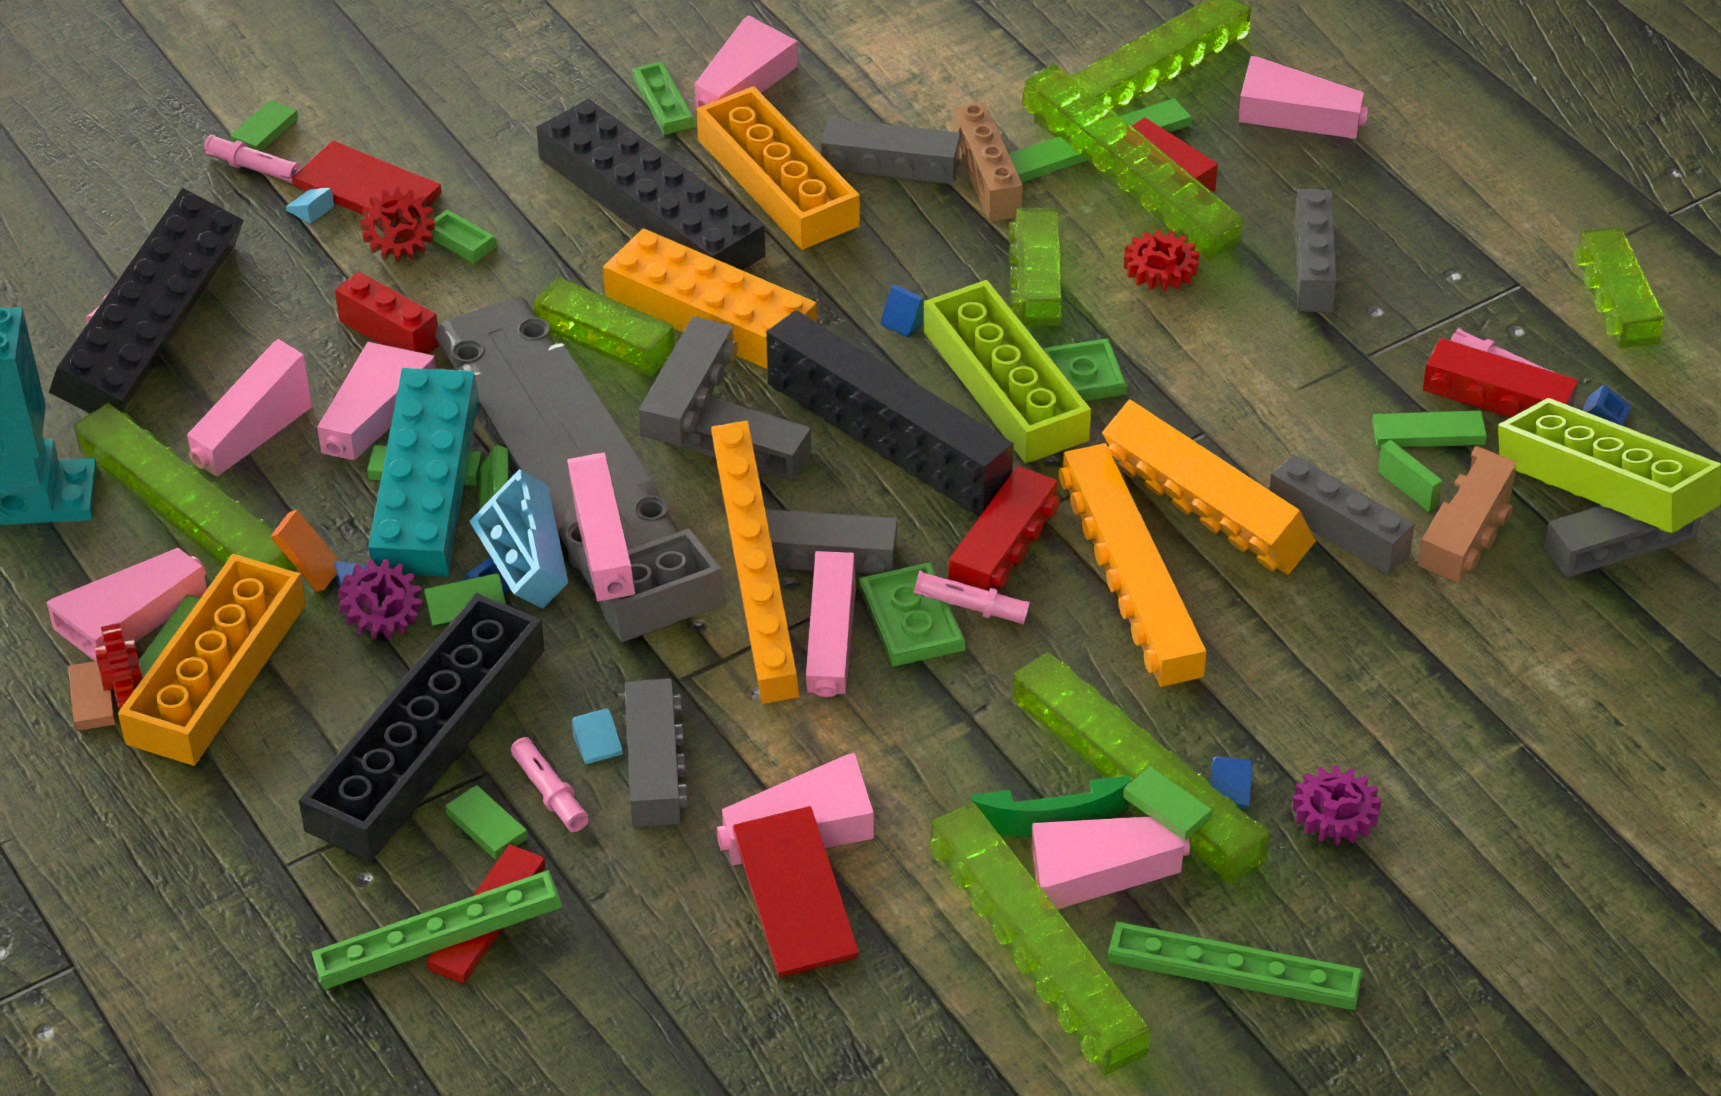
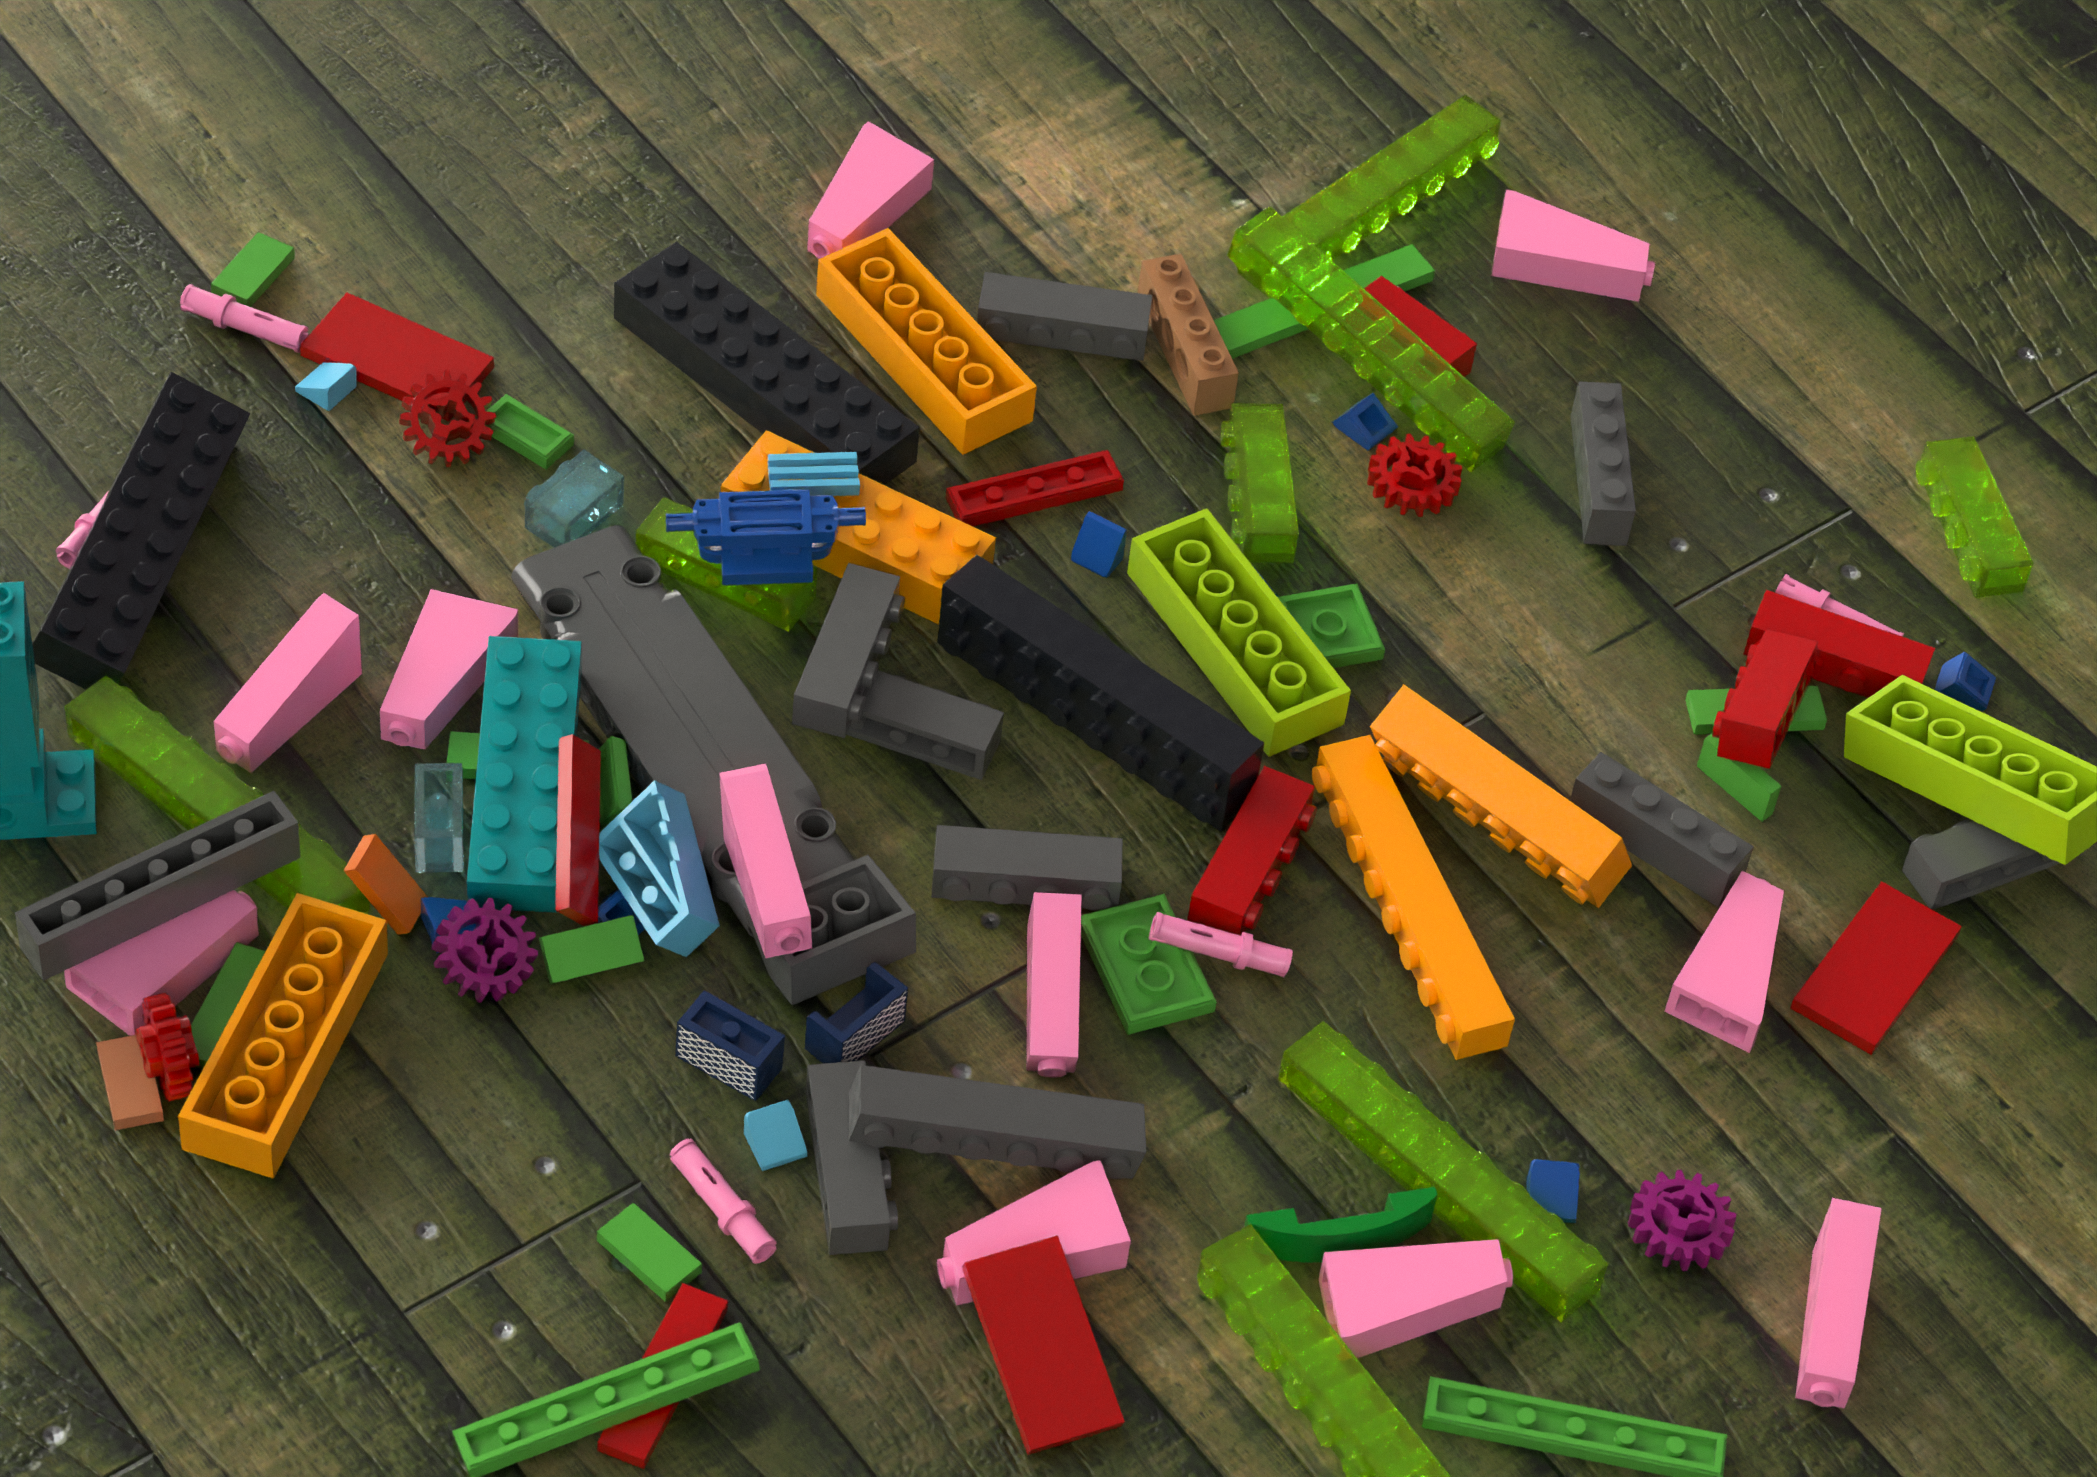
camera: 10 degrees left, 5 degrees up
(122, 545) = (158, 885): none -> dark grey brick
(353, 503) = (439, 817): none -> clear light blue brick
(385, 315) = (447, 549): red brick -> none
(422, 727) = (558, 1128): black brick -> none
(459, 509) = (578, 830): none -> red tile
(490, 280) = (573, 500): none -> clear light blue brick
(566, 669) = (729, 1045): none -> dark blue panel
(629, 296) = (765, 533): none -> blue piece
(663, 98) = (765, 234): bright green tile -> none
(674, 256) = (813, 469): none -> medium azure tile
(676, 654) = (861, 1021): none -> dark blue panel
(755, 563) = (955, 902): light orange brick -> none
(771, 723) = (995, 1122): none -> dark grey brick
(857, 273) = (1035, 489): none -> red tile
(1126, 224) = (1366, 422): none -> blue slope
(1167, 803) = (1485, 1225): bright green tile -> none
(1391, 614) = (1730, 967): none -> bright pink slope
(1433, 415) = (1765, 698): none -> red brick
(1461, 866) = (1837, 1303): none -> bright pink slope
(1471, 518) = (1818, 831): nougat wedge -> none
(1515, 619) = (1876, 967): none -> red tile

